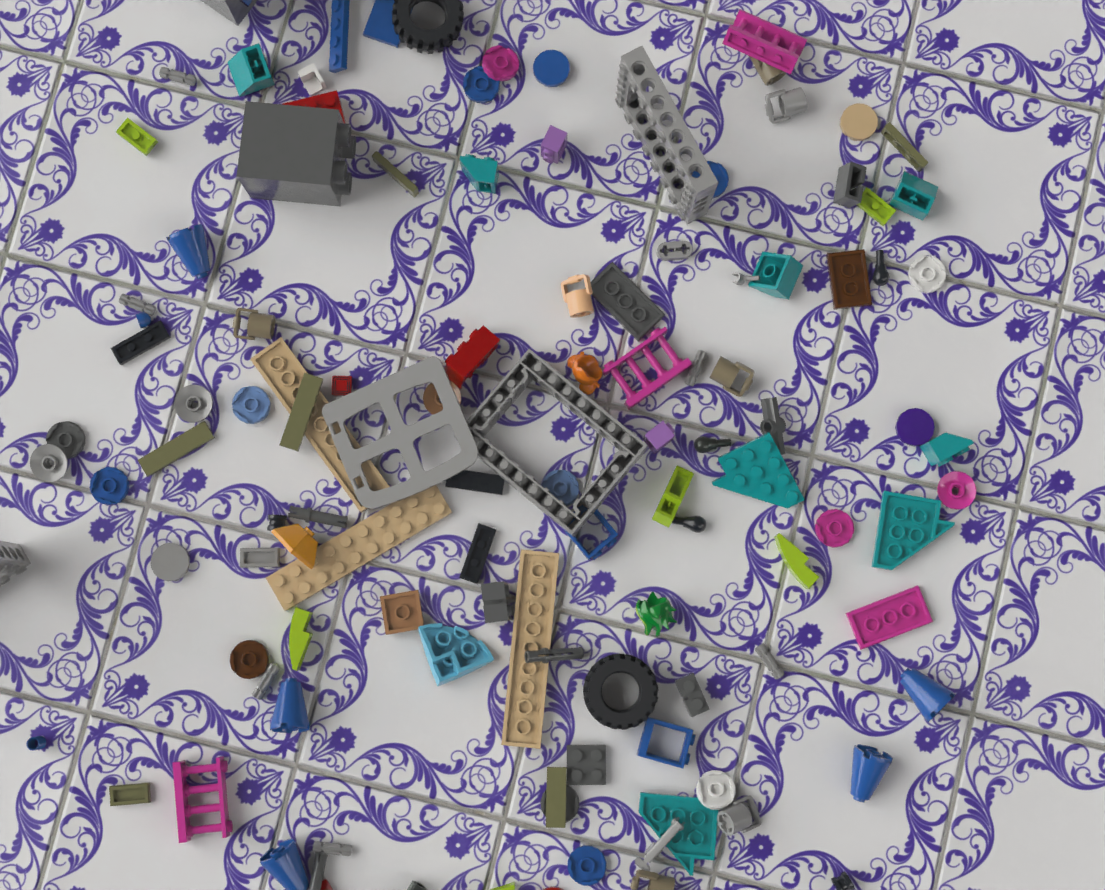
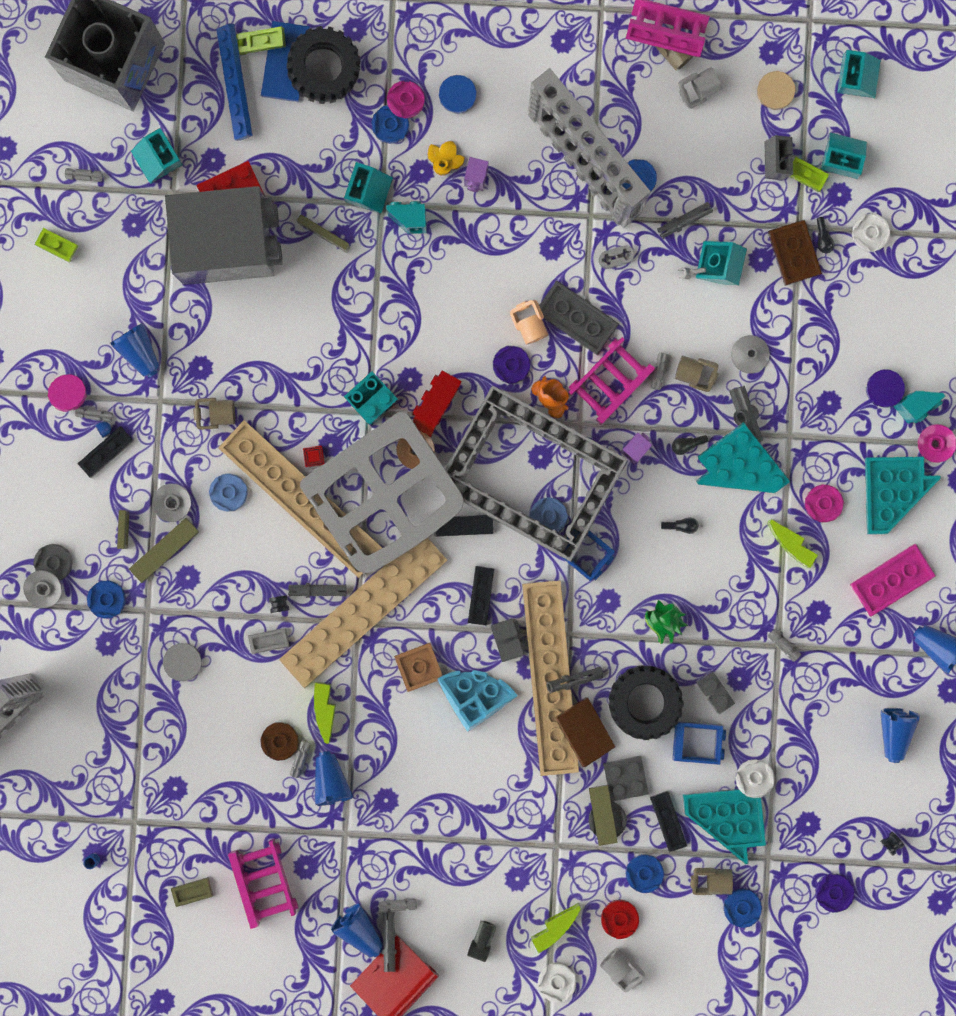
camera: 10 degrees left, 5 degrees up
(115, 278) = (67, 393): none -> dark pink tile
(140, 420) = (123, 529): none -> olive tile
(298, 542) = (305, 619): light orange slope -> none
(301, 412) = (280, 491): olive tile -> none
(311, 79) = (219, 152): white panel -> none
(409, 340) = (371, 398): none -> teal slope
(447, 139) = (368, 188): none -> teal slope
(527, 123) = (445, 155): none -> yellow plate
(552, 334) = (511, 364): none -> dark purple tile
(554, 709) = (585, 732): none -> reddish brown tile
(620, 816) = (668, 821): none -> black tile
(656, 848) = (707, 845): light grey piece -> none
(672, 496) = (660, 503): lime slope -> none
(738, 817) = (782, 800): light grey piece -> none
(748, 227) = (678, 223): none -> dark grey pin
(786, 378) = (741, 358): none -> light grey dish
(904, 147) = (826, 108): olive tile -> none
(941, 121) = (859, 74): none -> teal slope

